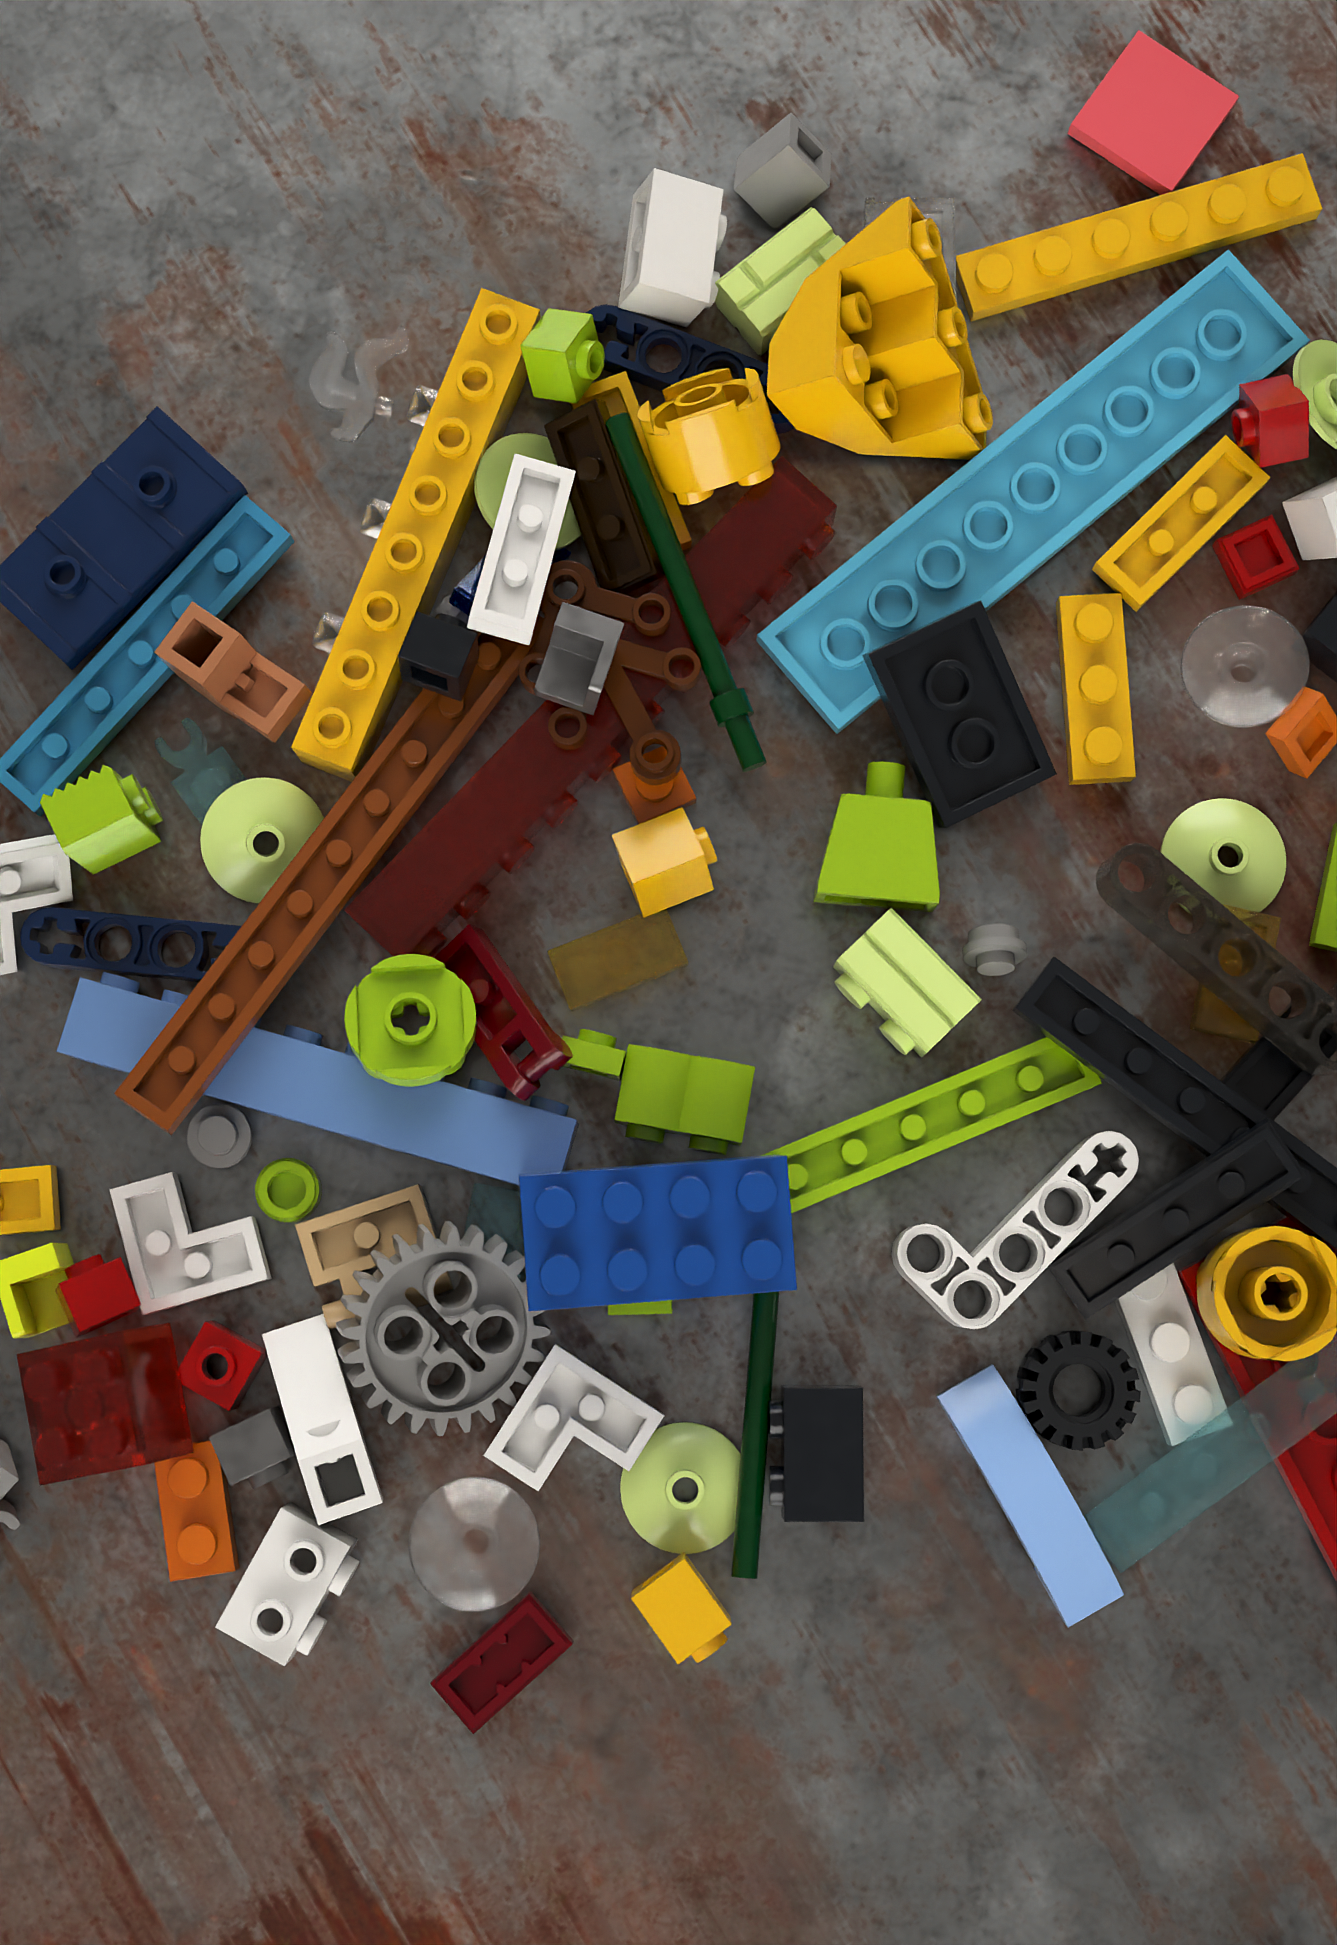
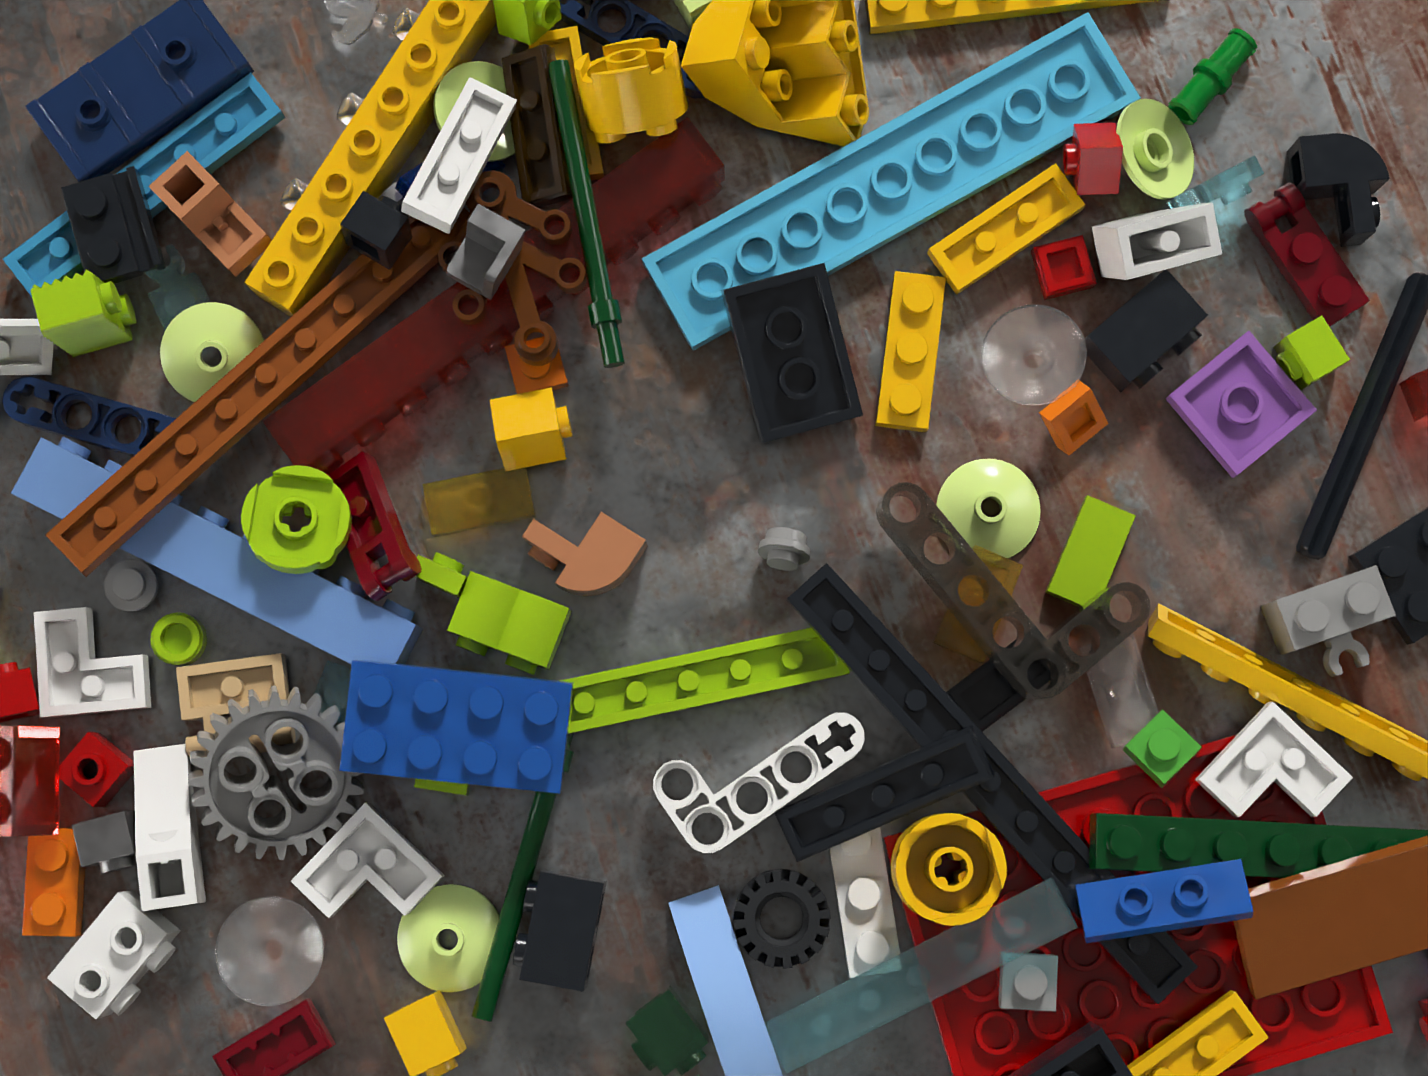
camera: 15 degrees right, 0 degrees up
(117, 708) = (113, 226): none -> black plate
(774, 1010) = (594, 566): none -> nougat brick
(881, 847) = (706, 448): lime torso -> none
(904, 985) = (705, 563): yellowish green brick -> none
(970, 1553) = (667, 1034): none -> clear green brick

